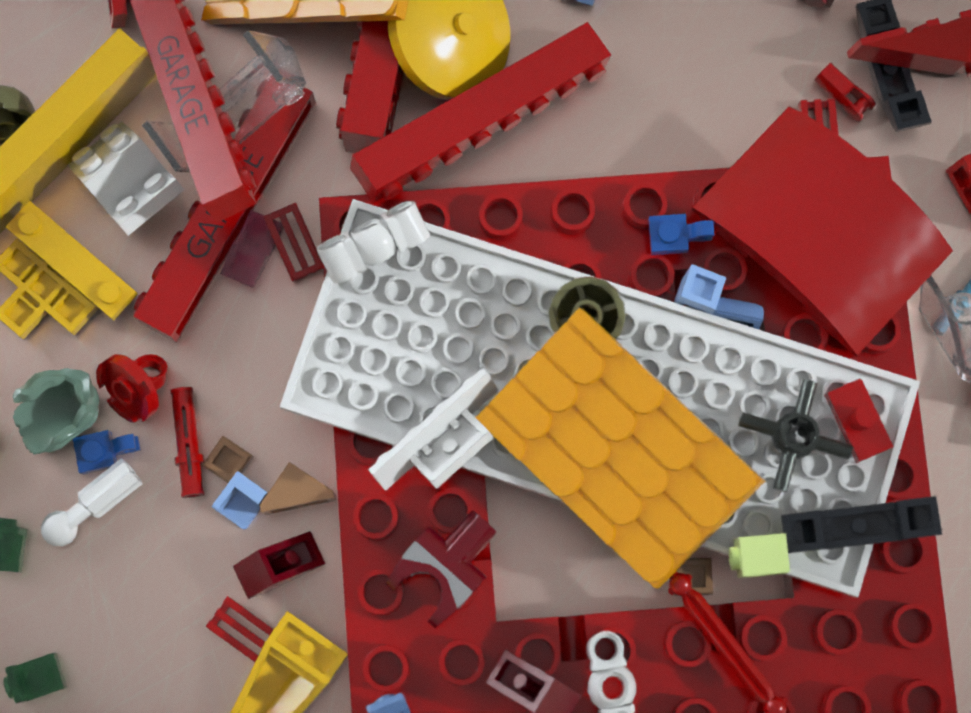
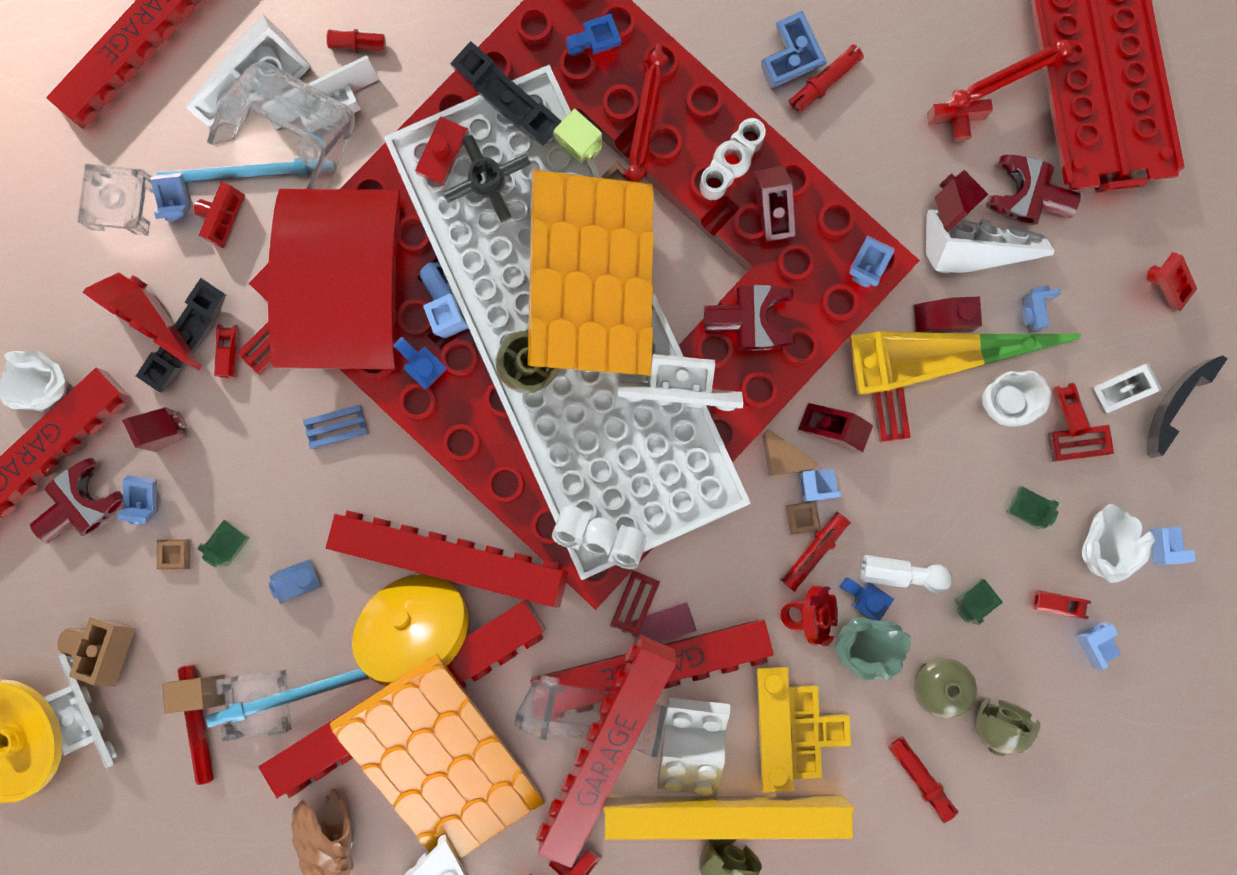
camera: 130 degrees left, 5 degrees up
(703, 102) = (311, 433): none -> medium blue tile
(846, 672) = (598, 34): none -> blue plate

